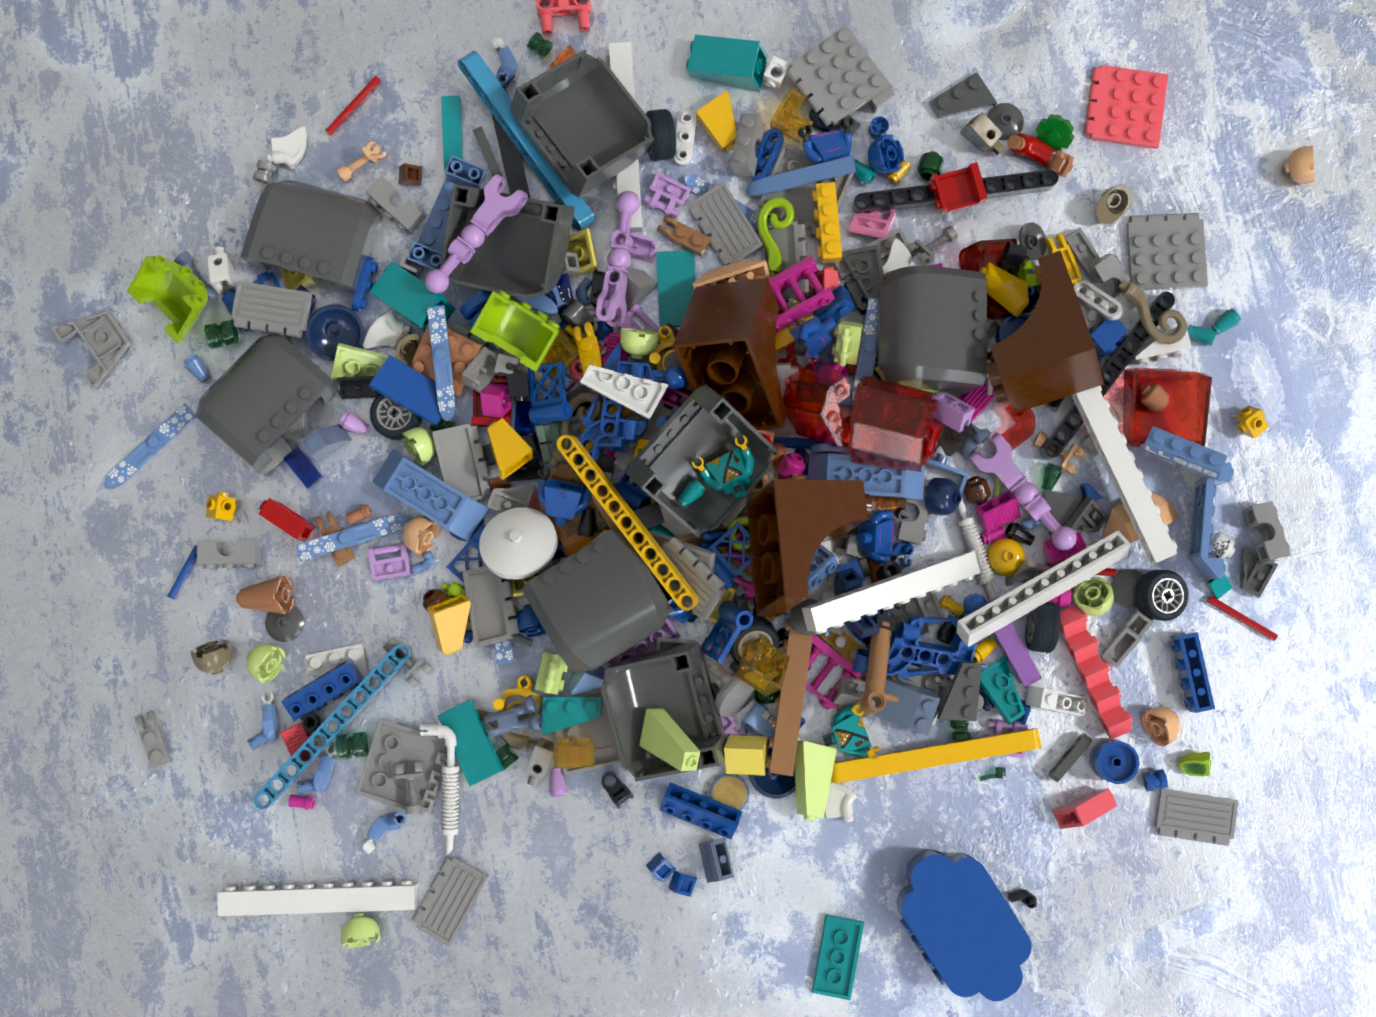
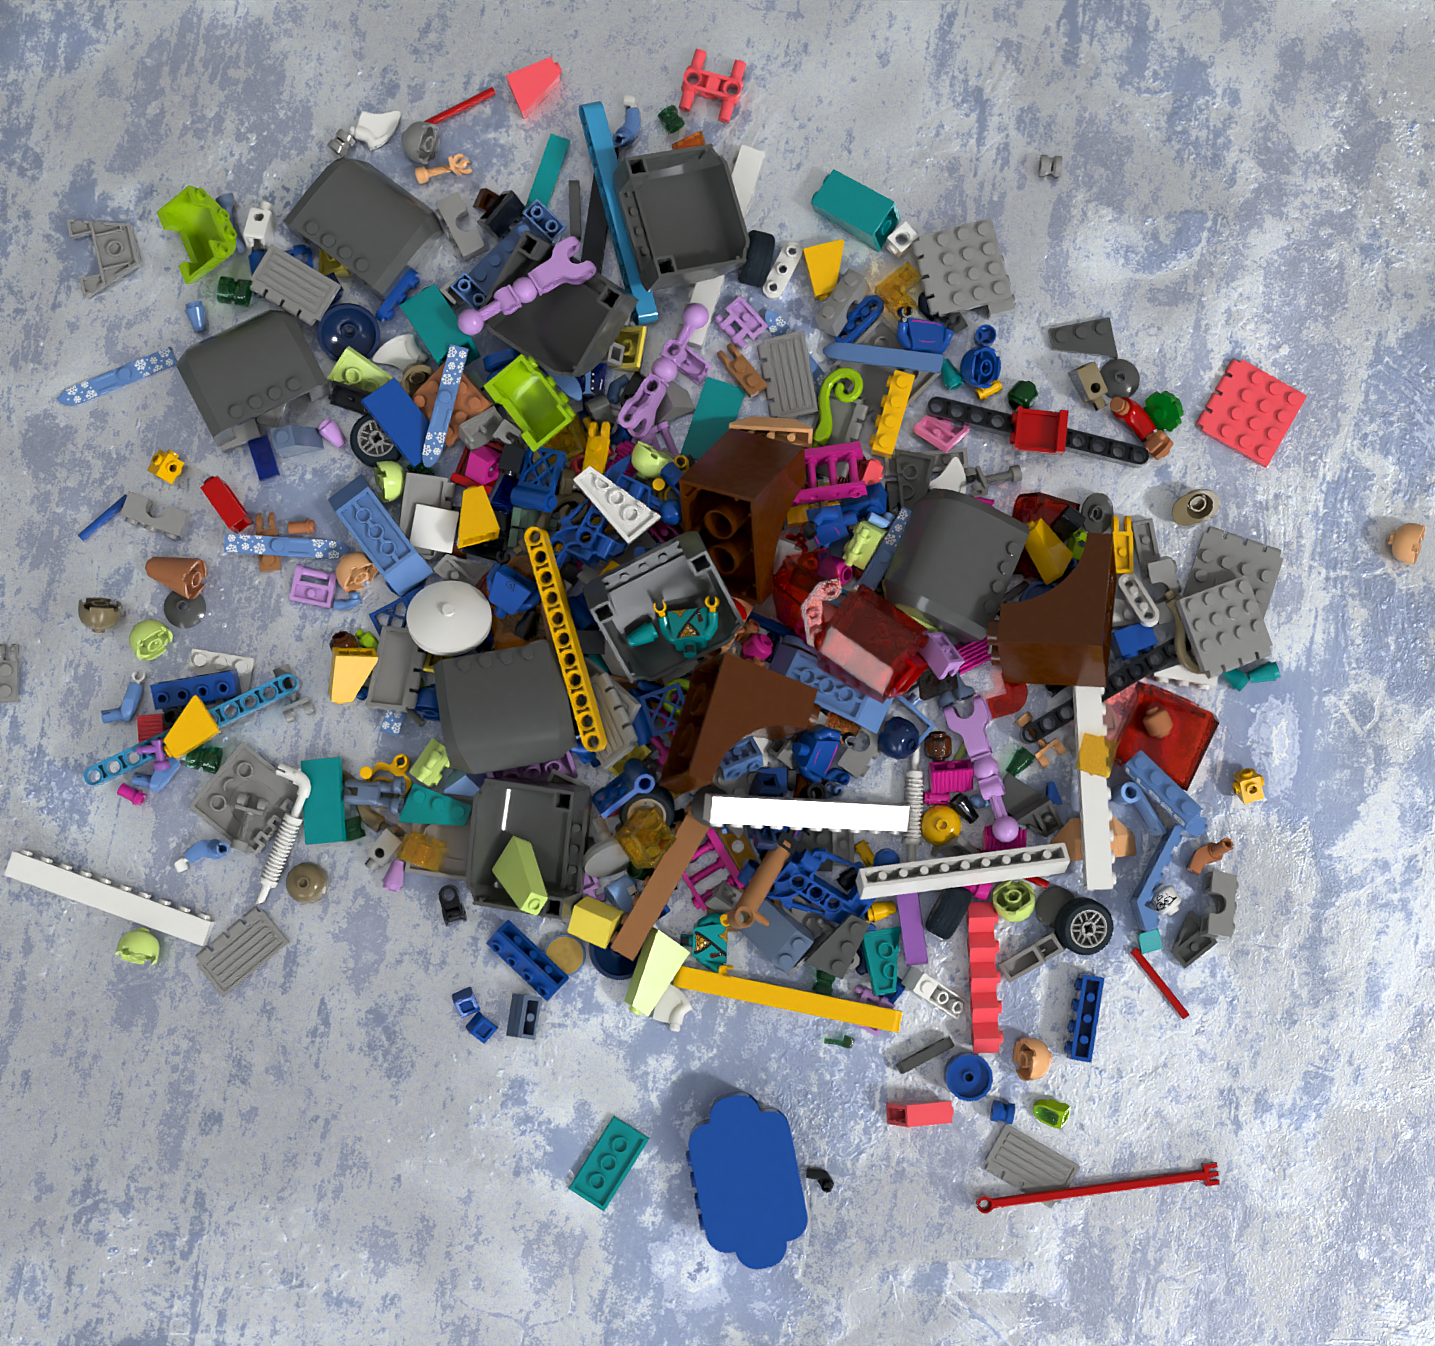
camera: 25 degrees right, 0 degrees up
(308, 753) = (157, 748): none -> medium lavender piece
(332, 144) = (421, 141): none -> light grey cylinder
(332, 726) = (191, 729): none -> yellow slope
(410, 59) = (534, 84): none -> coral slope
(426, 180) = (502, 214): none -> black slope
(474, 471) = (434, 528): none -> white slope
(484, 818) = (307, 883): none -> dark tan cylinder
(574, 388) = (567, 483): none -> dark tan piece
(665, 348) = (671, 475): none -> blue hinge
(856, 317) = (881, 522): none -> light blue arm
(1118, 445) = (1096, 755): none -> clear yellow piece
(1157, 466) = (1131, 793): none -> light blue door
(1180, 294) = (1225, 626): none -> light grey hinge
(1241, 492) = (1208, 854): none -> nougat arm
(1263, 812) = (1102, 1188): none -> red hinge

